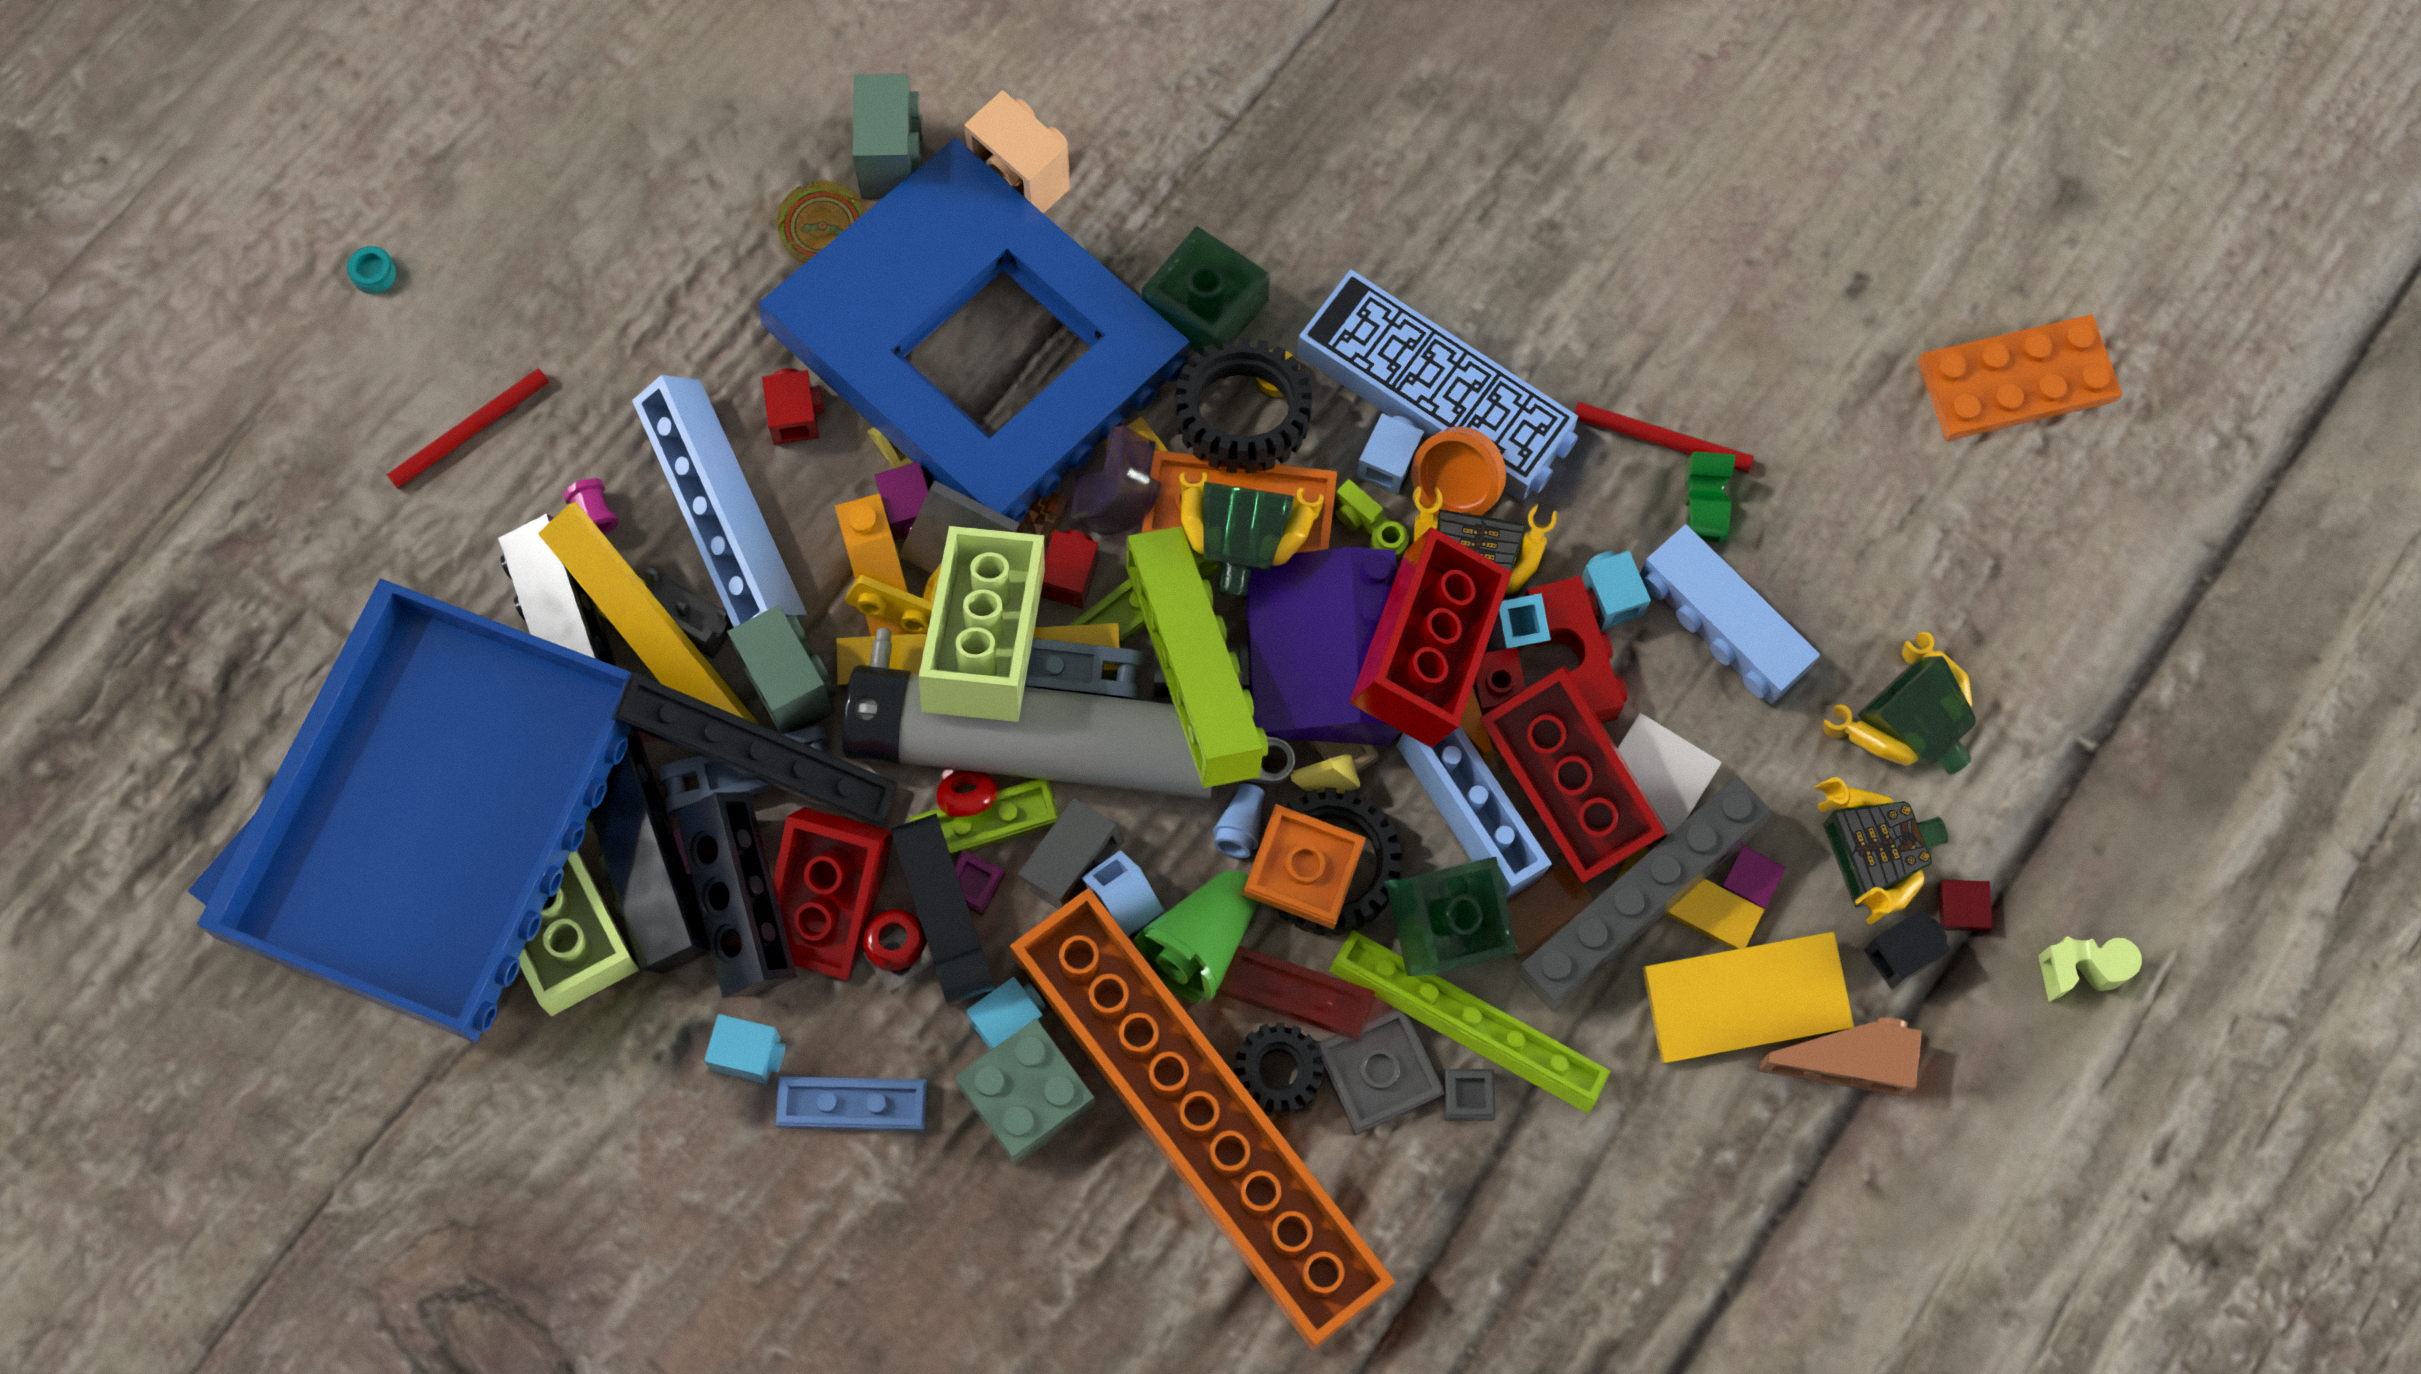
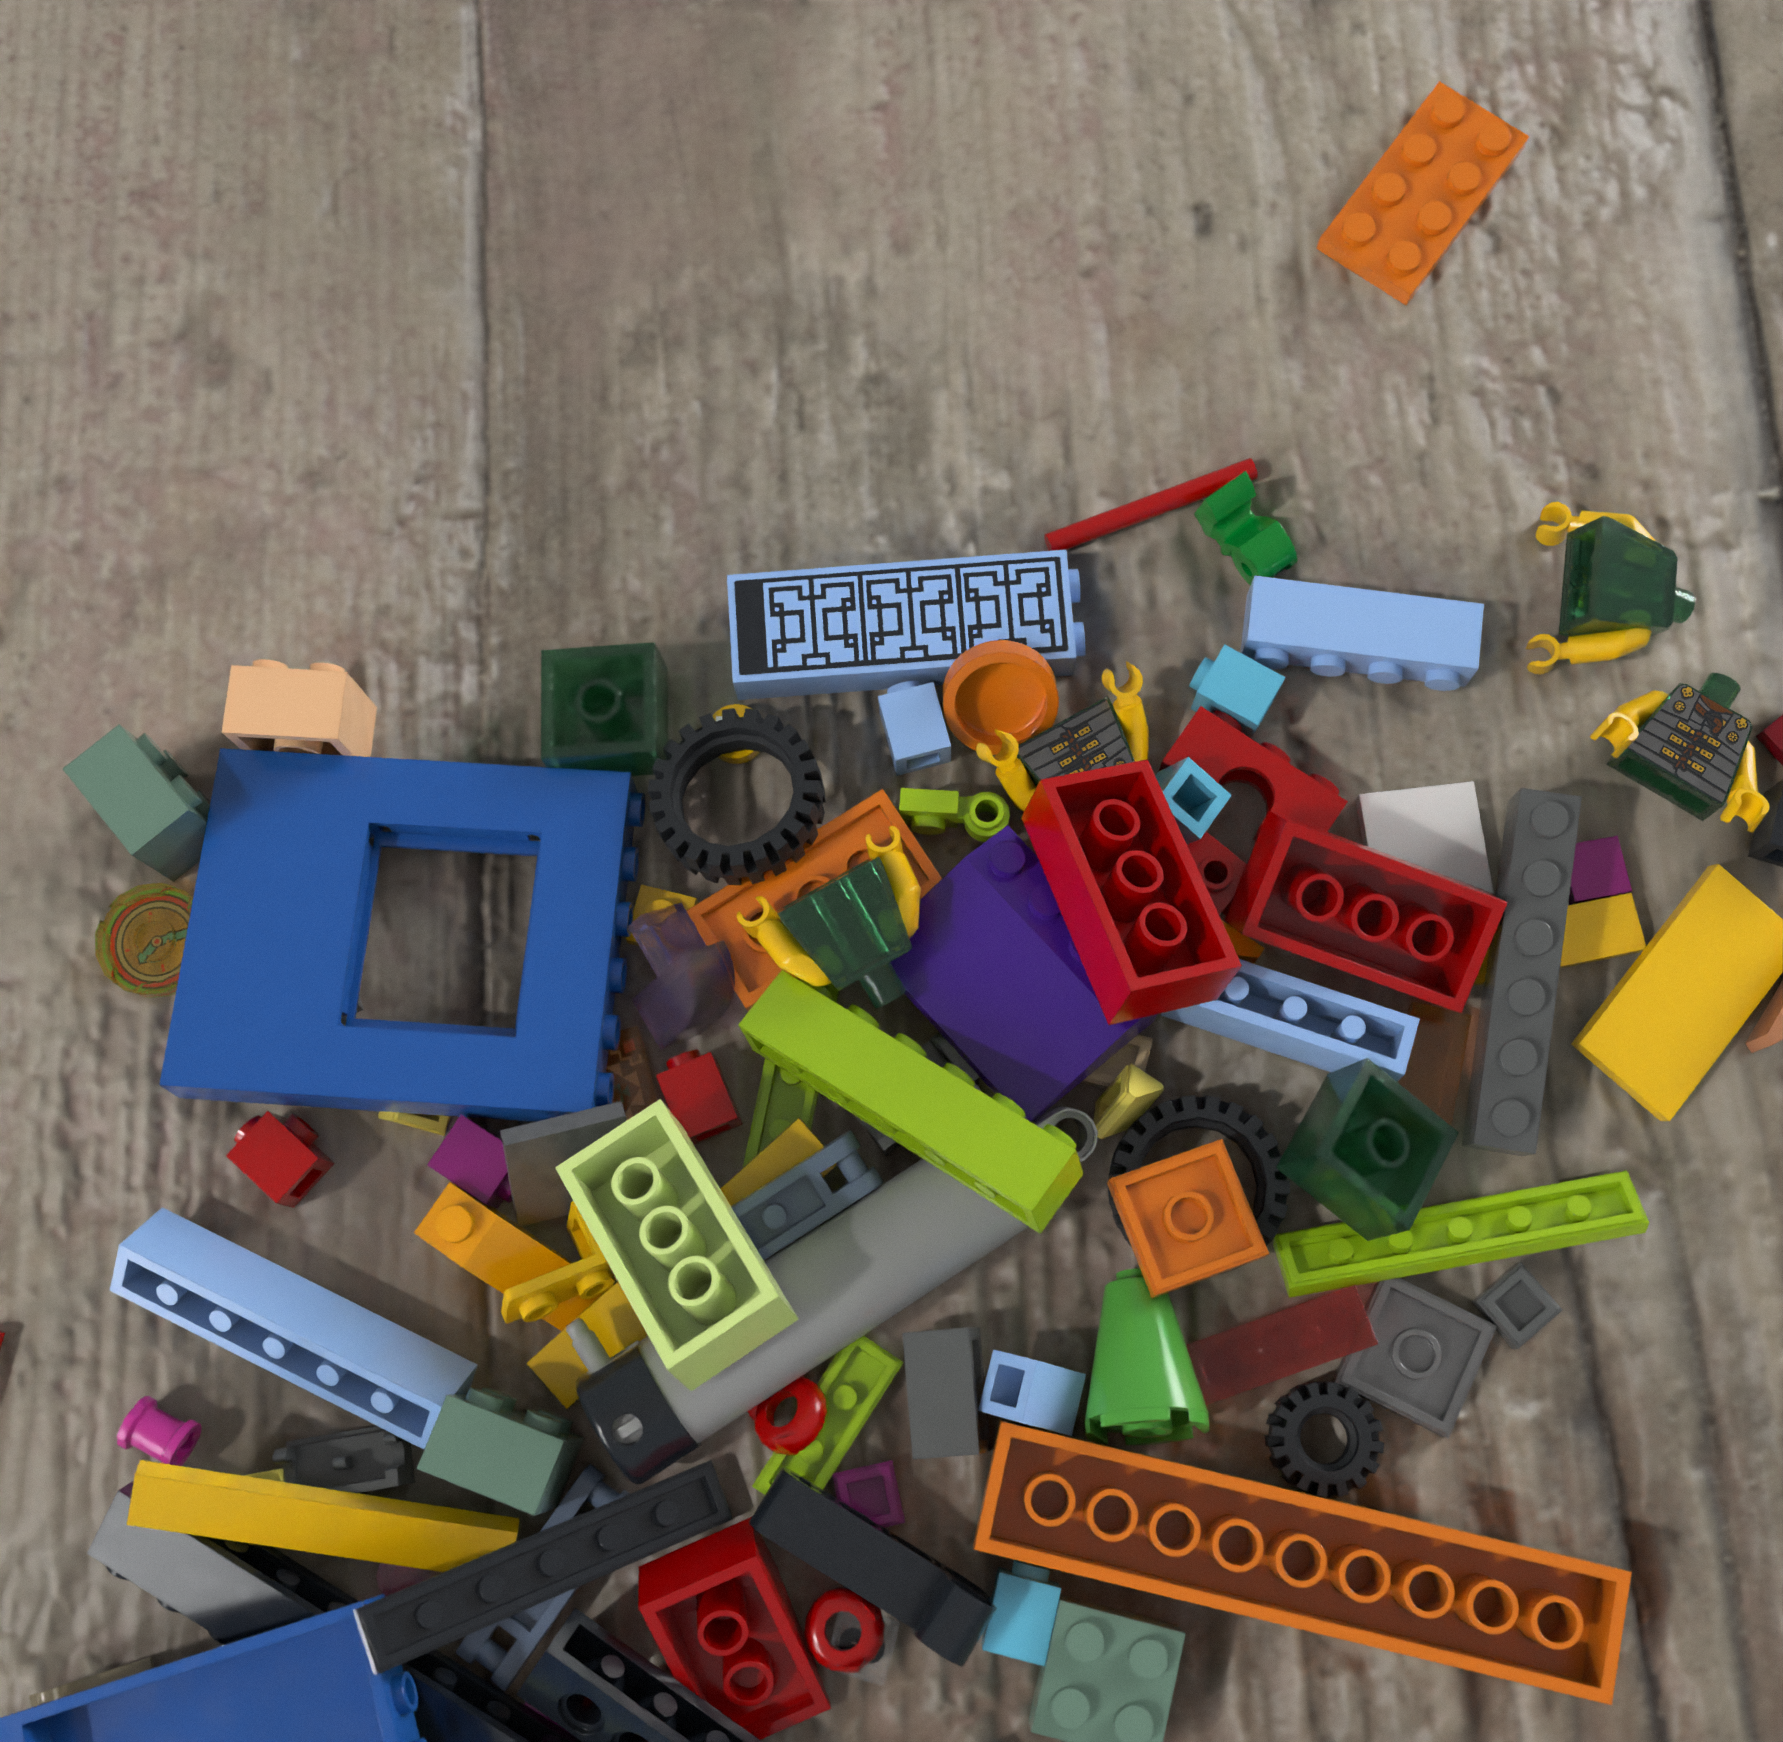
camera: 30 degrees left, 5 degrees up
(1240, 824) = (1084, 1225): light blue cone -> none

